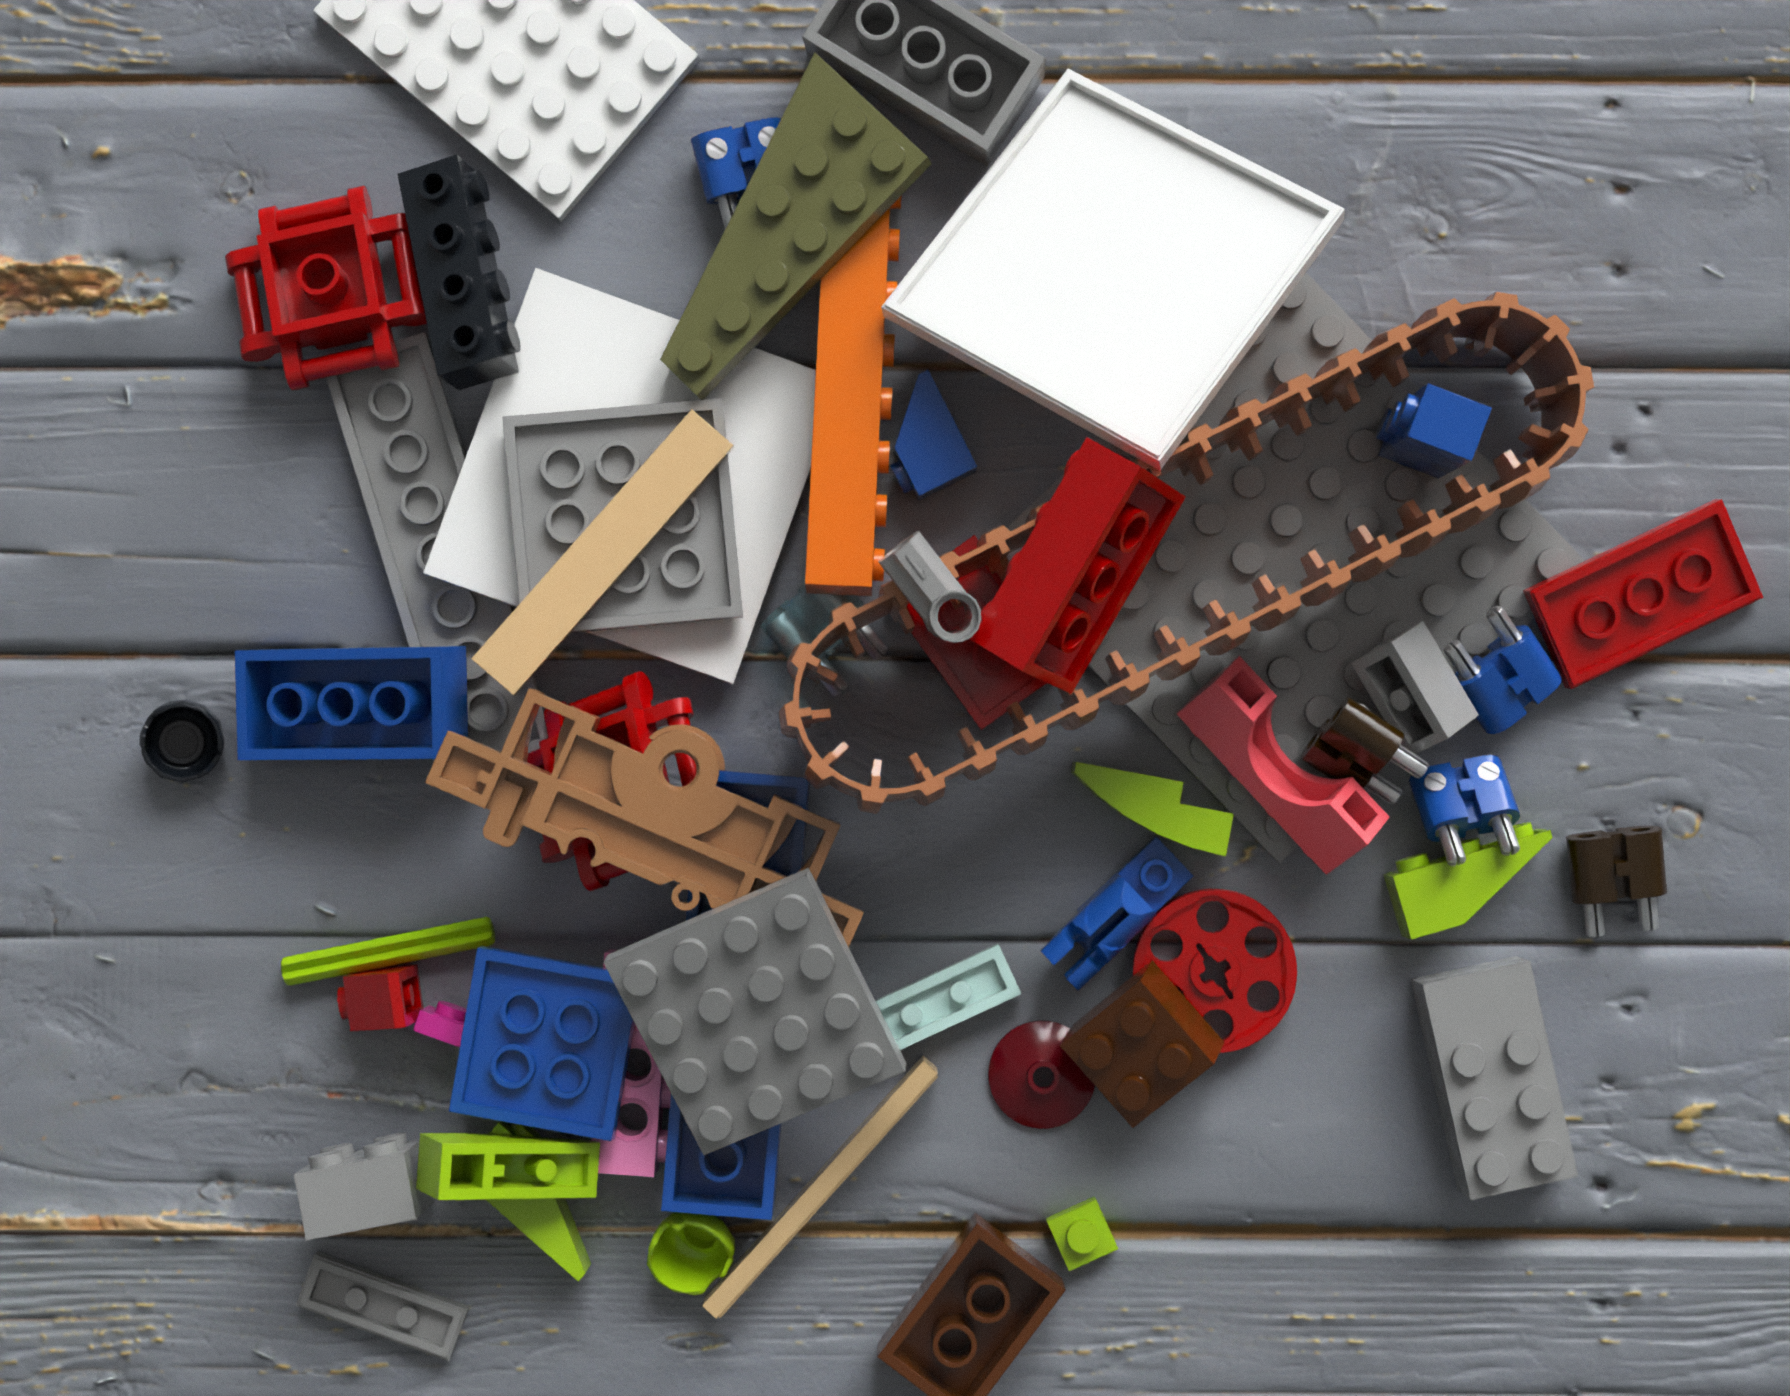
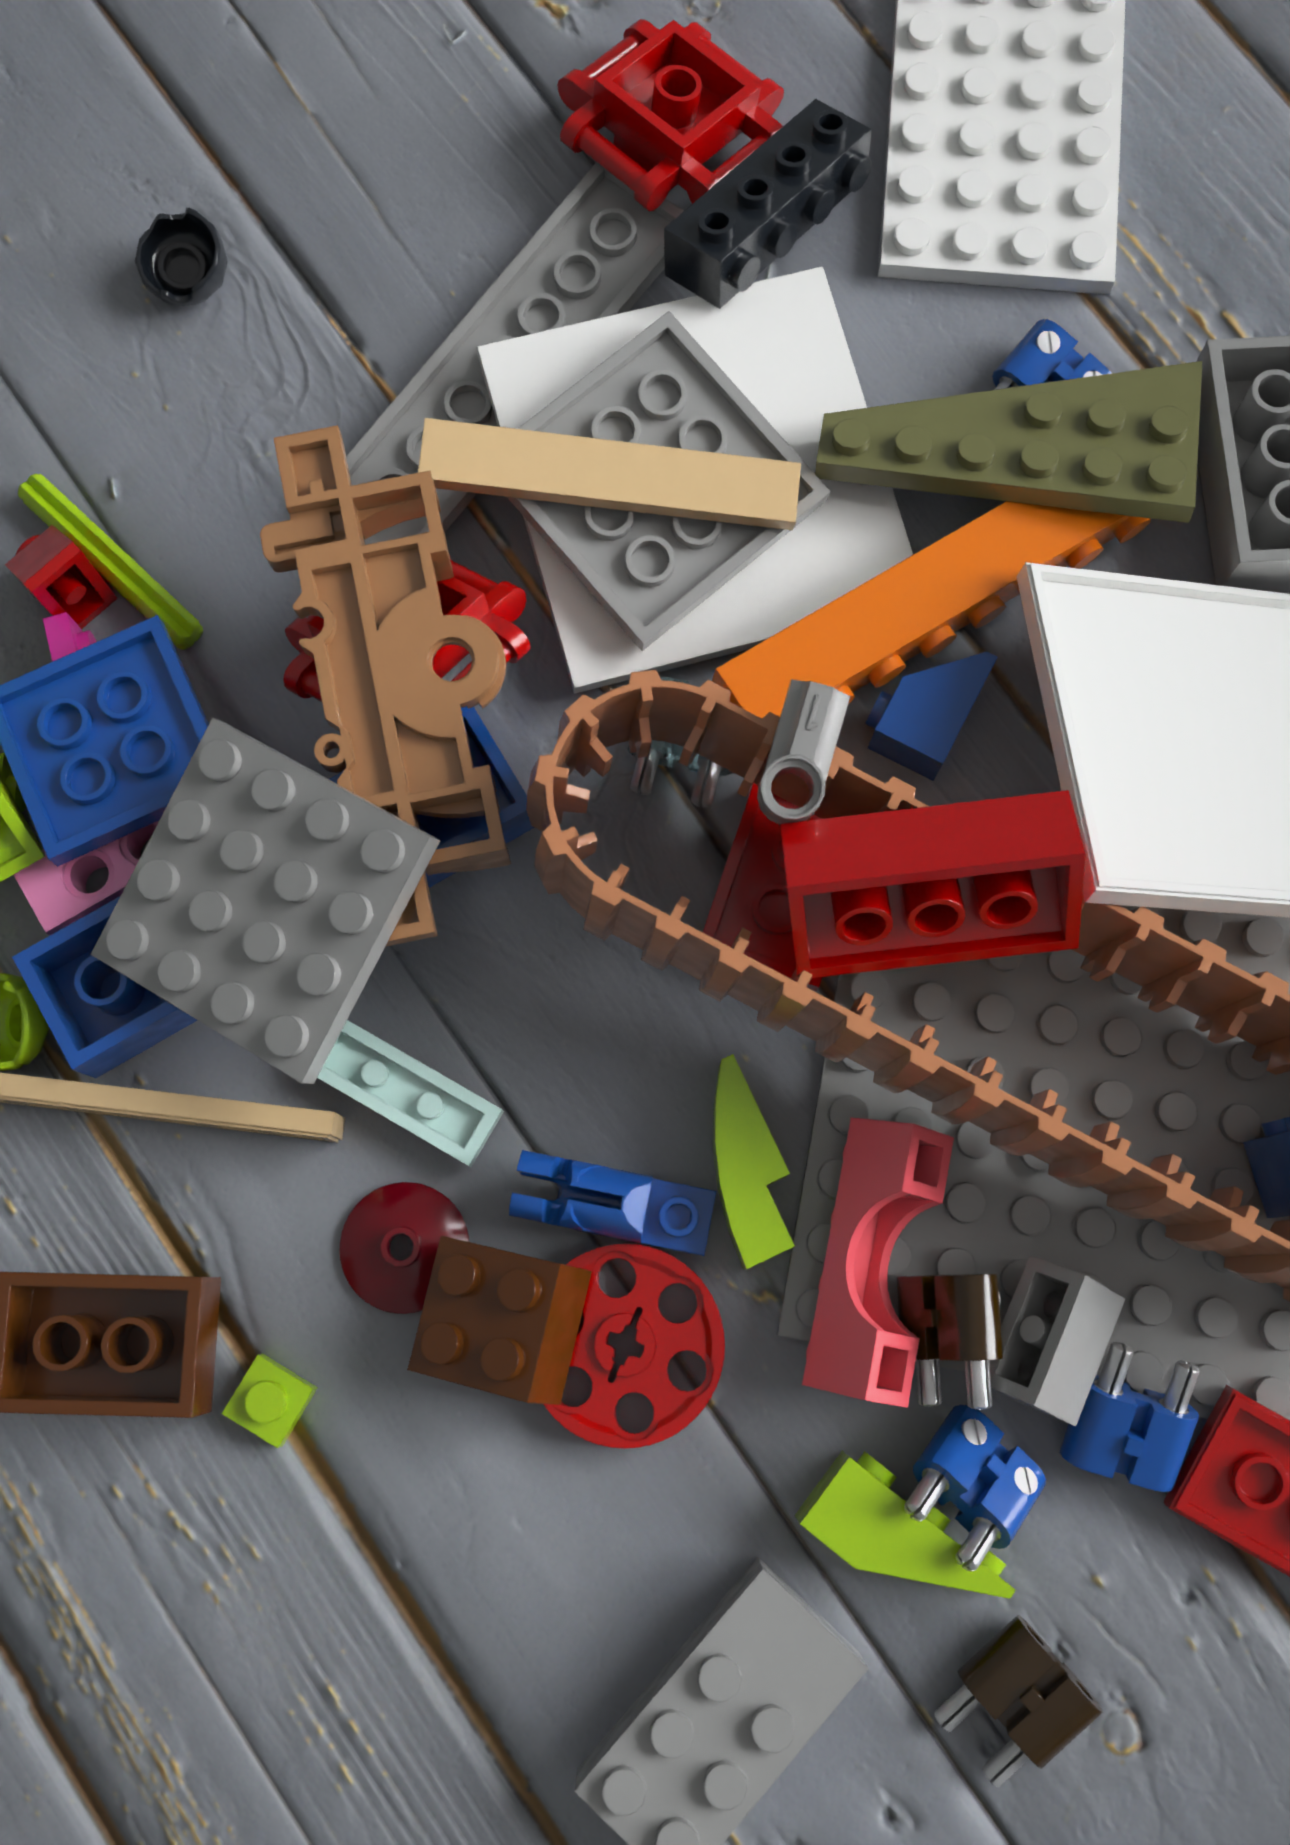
camera: 55 degrees right, 10 degrees down
(349, 702) = (314, 357): blue brick -> none

